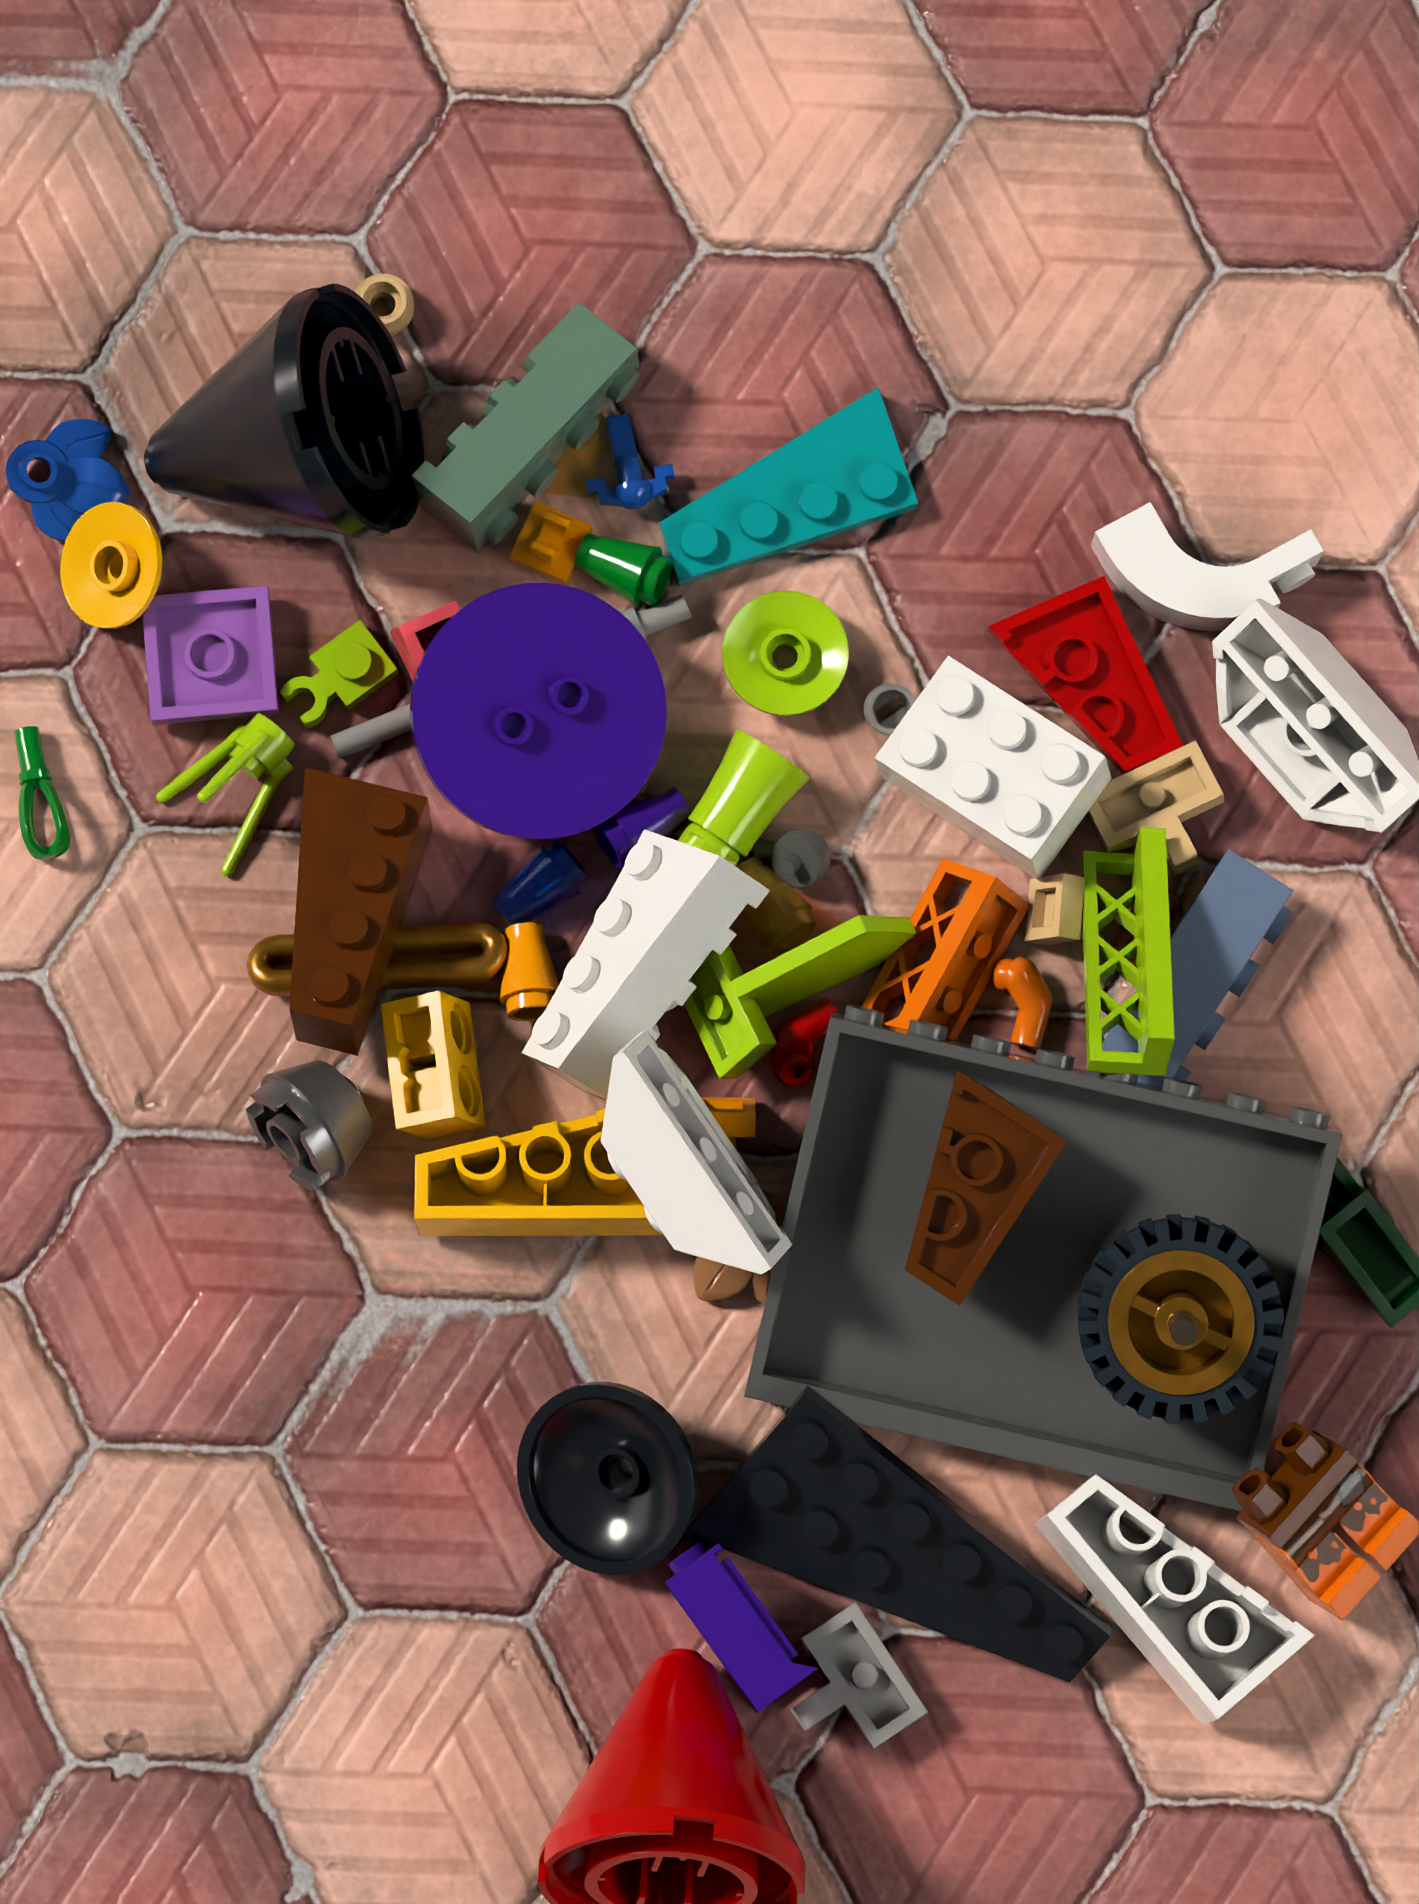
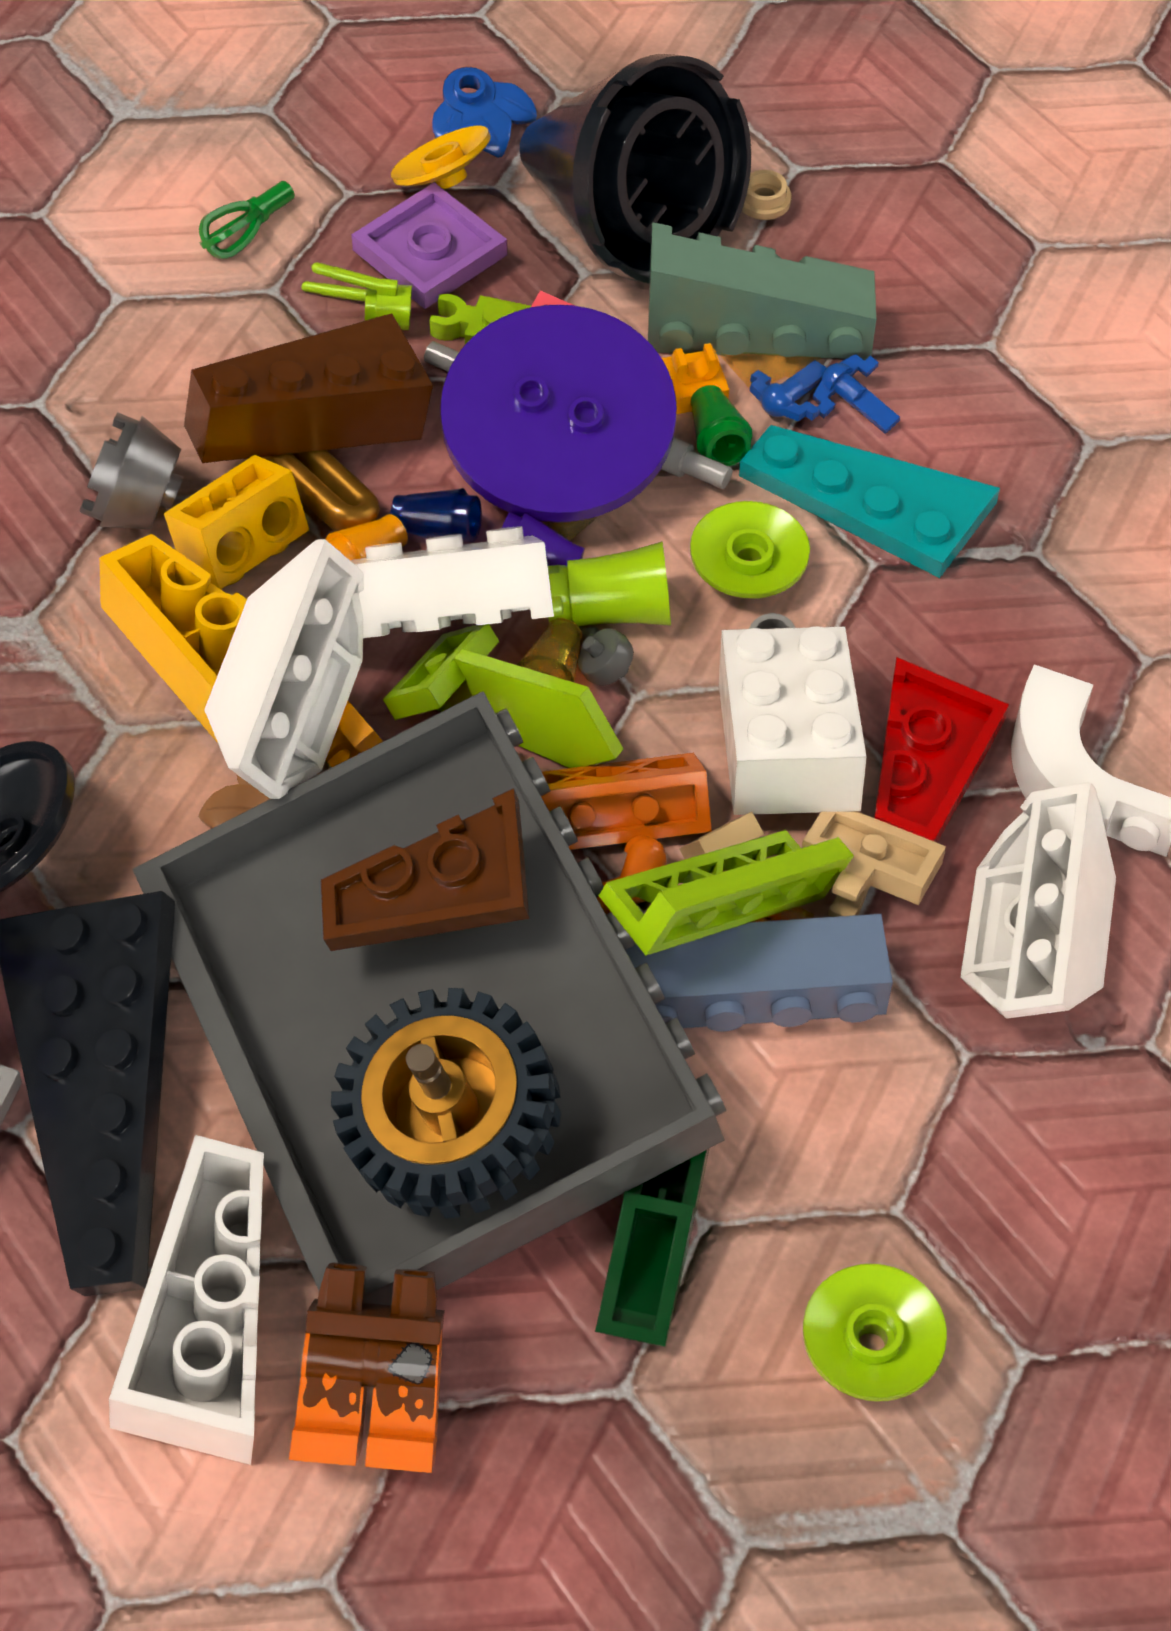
camera: 50 degrees right, 25 degrees down
(650, 420) = (838, 379): none -> blue piece

